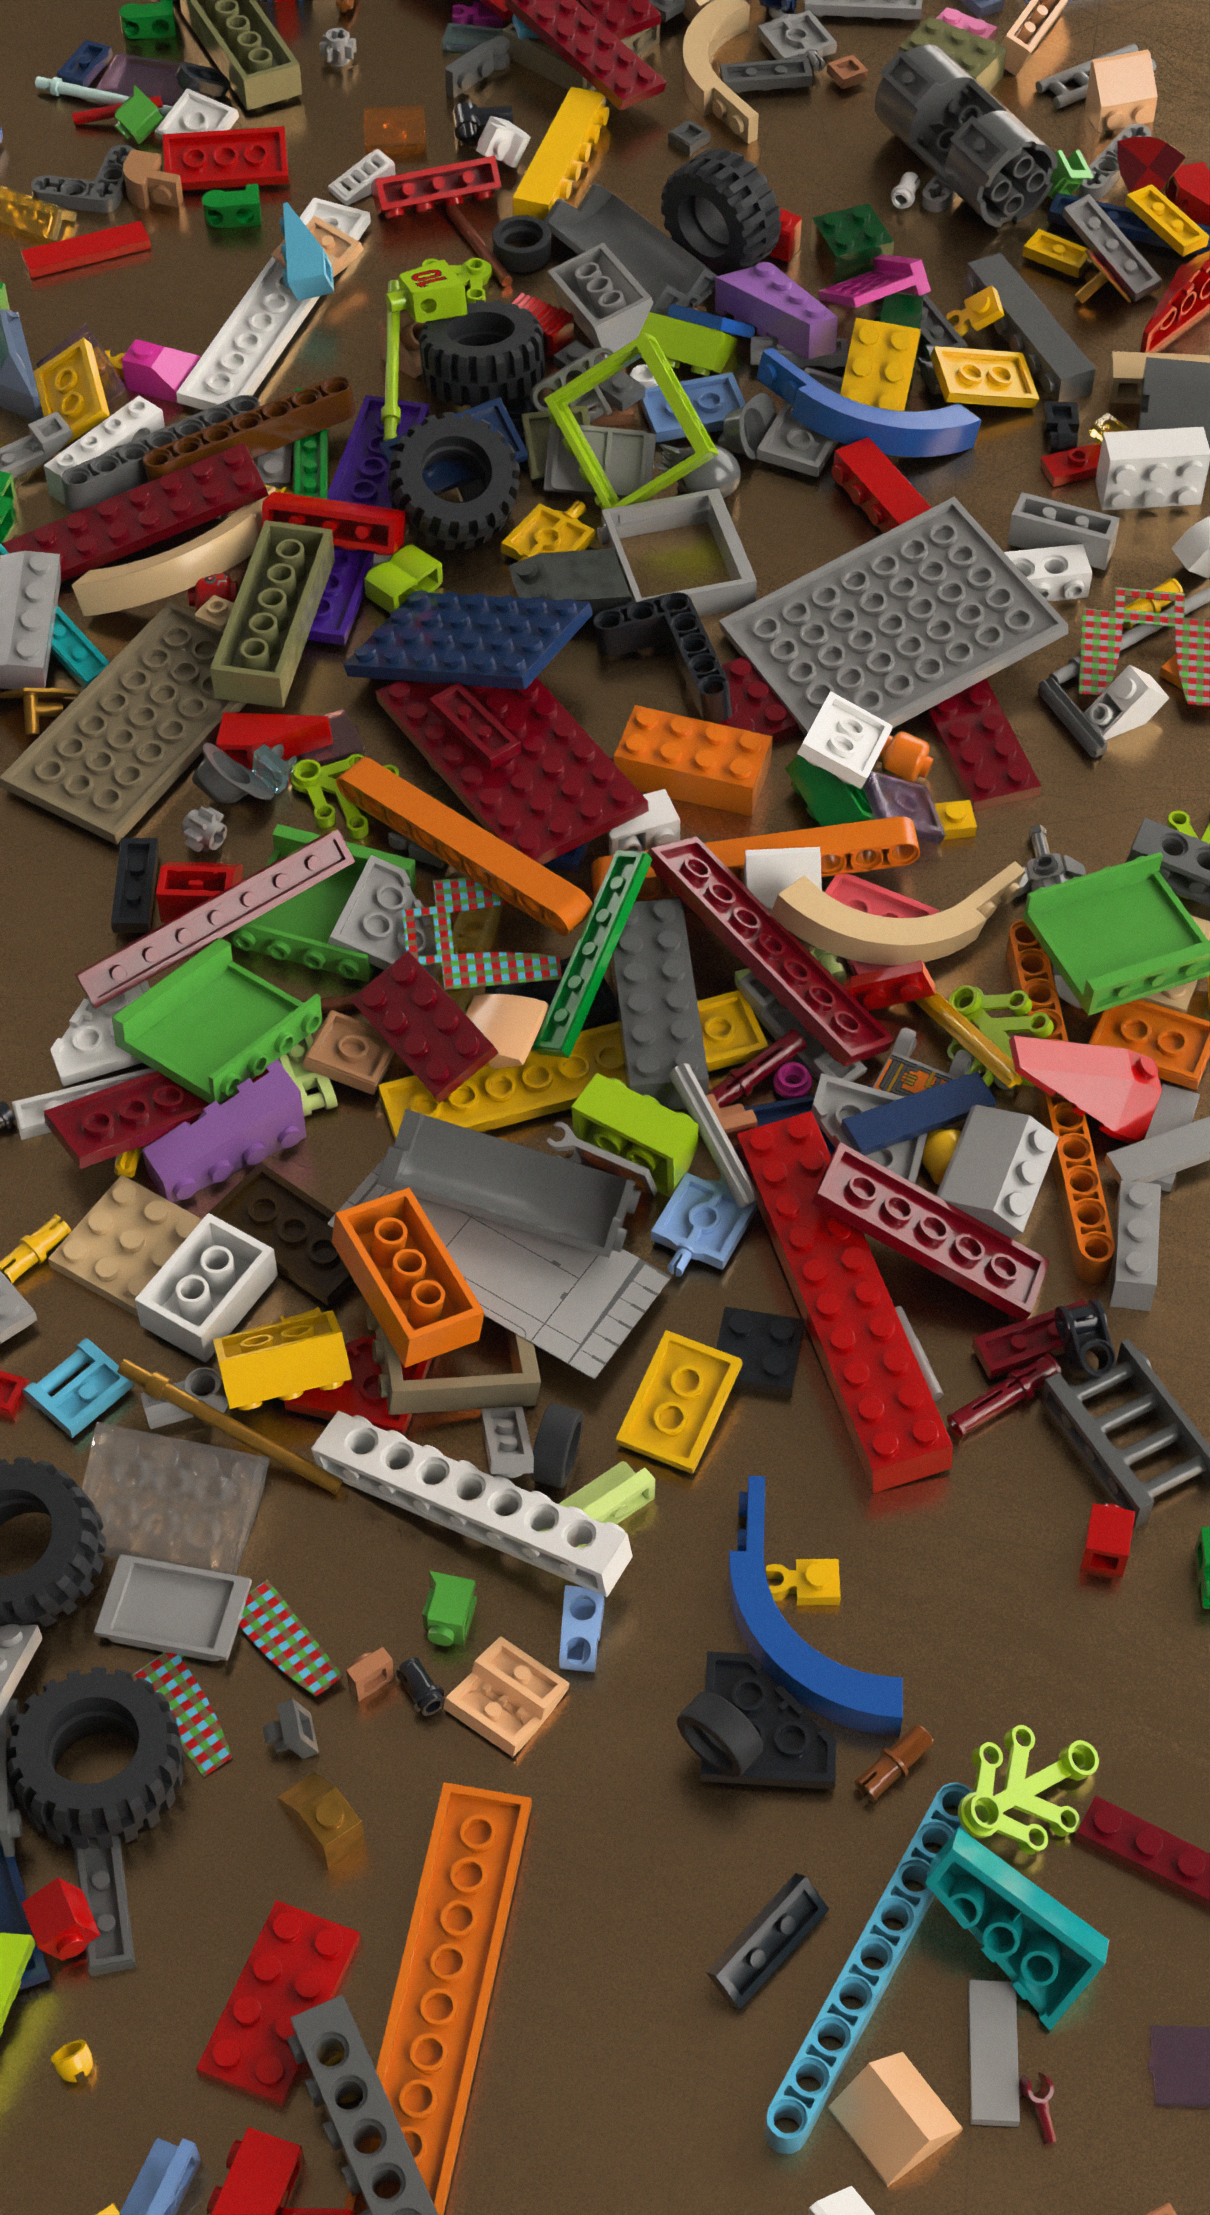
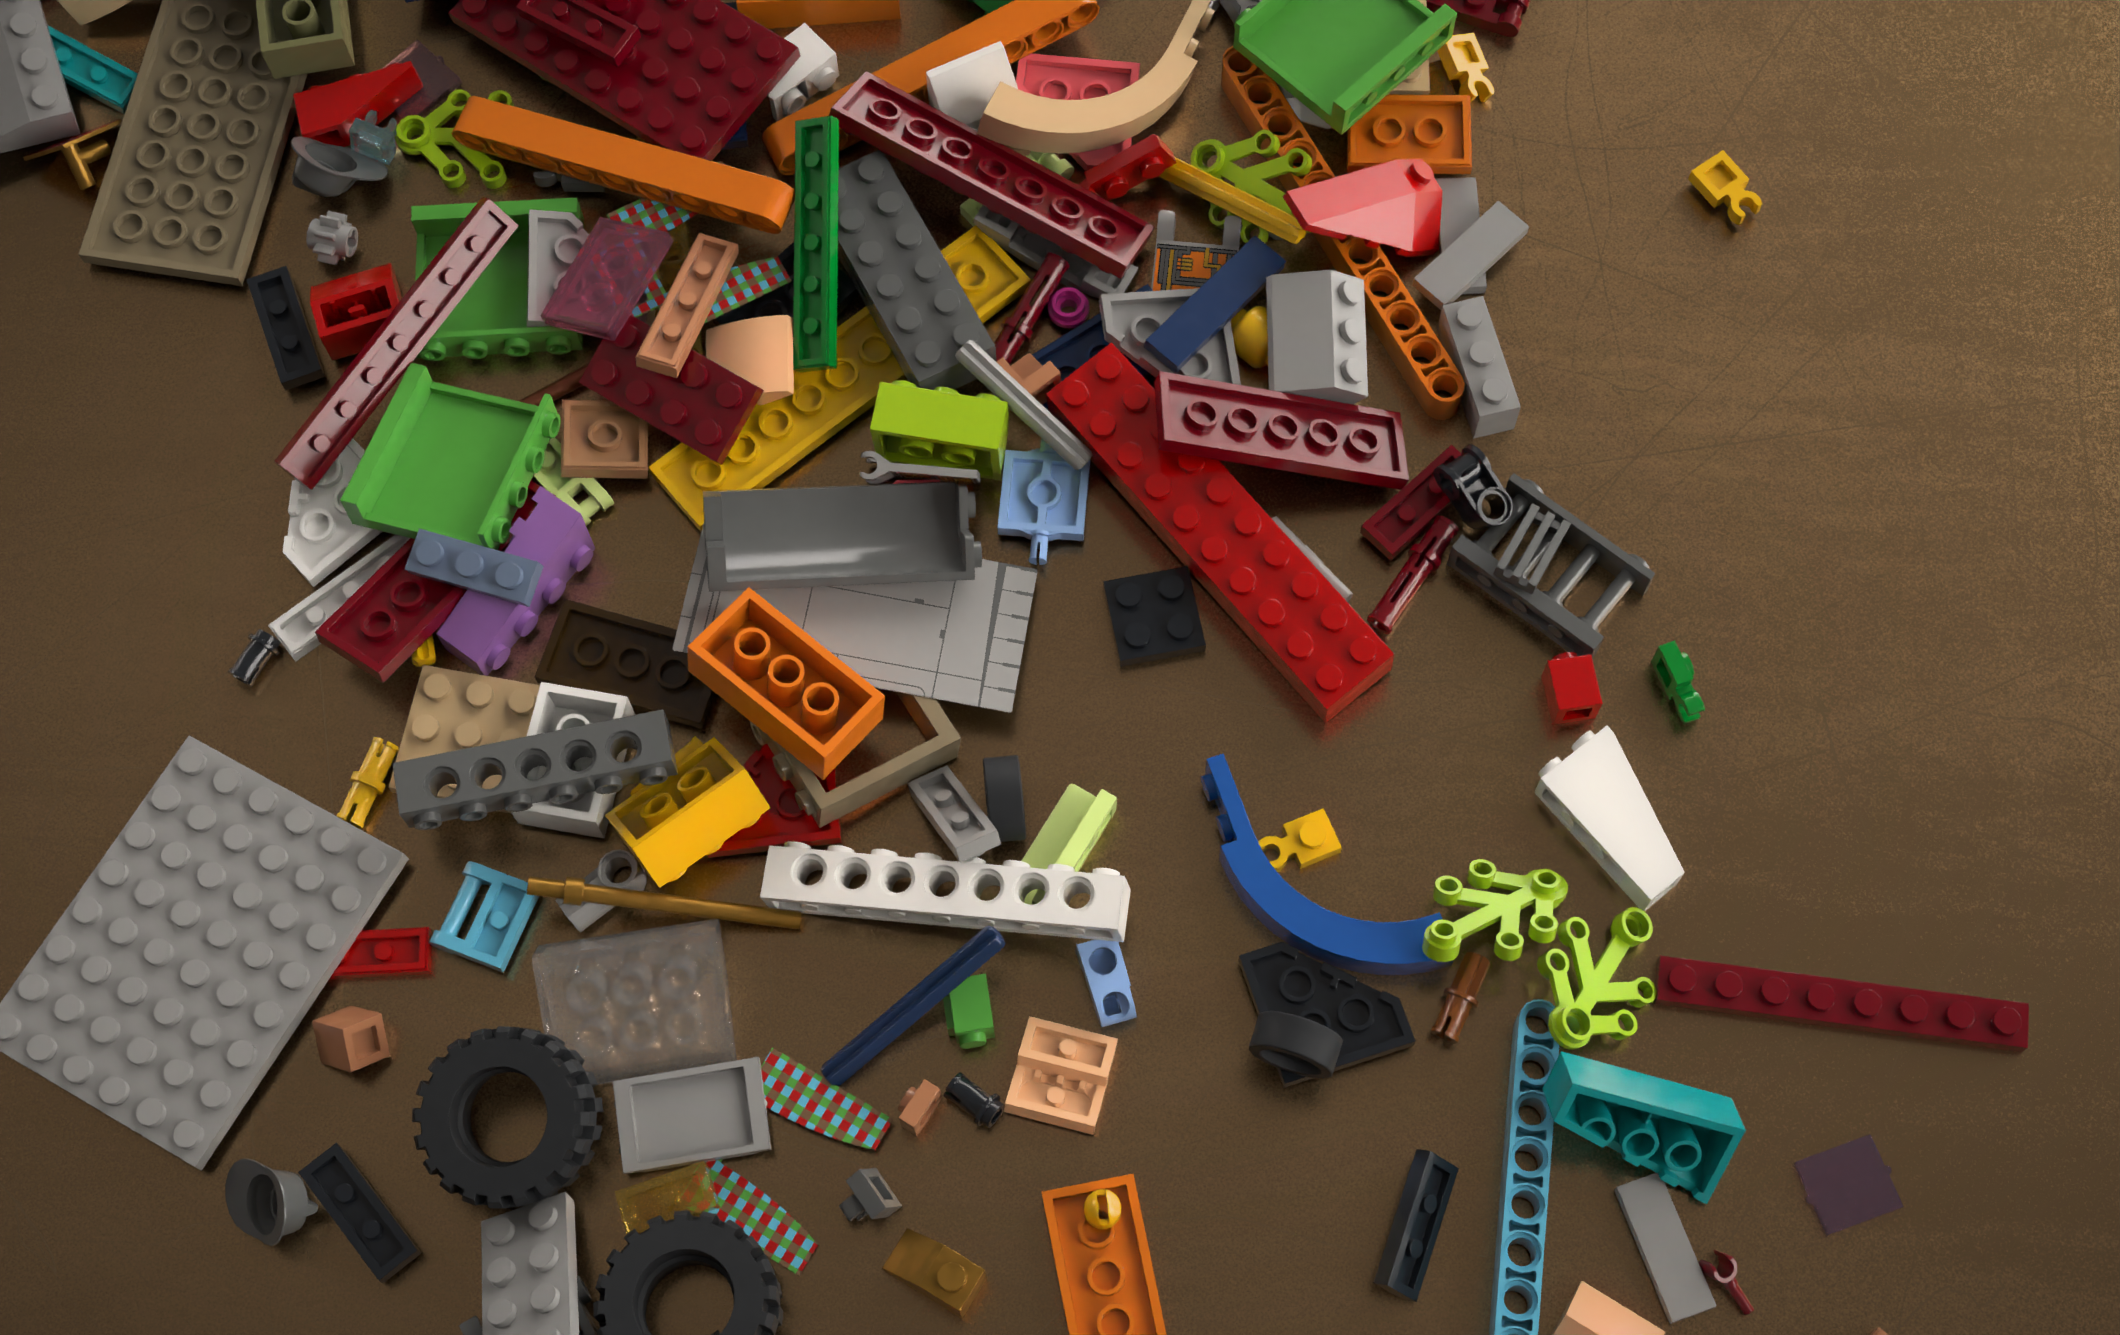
camera: 20 degrees left, 15 degrees up
(139, 1659) = (679, 1190): none -> clear yellow plate
(156, 1259) = (422, 778): none -> dark grey brick
(195, 1105) = (474, 567): none -> sand blue plate
(400, 1582) = (913, 1005): none -> dark blue axle
(408, 924) = (607, 278): none -> clear pink tile
(464, 965) = (687, 305): none -> nougat tile
(498, 1817) = (1091, 1209): none -> yellow hinge
(679, 1401) = (1103, 703): yellow plate -> none
(1007, 1697) = (1538, 889): none -> lime plant
(1098, 1658) = (1610, 816): none -> white slope
(1138, 1389) = (1545, 524): none -> dark grey tile

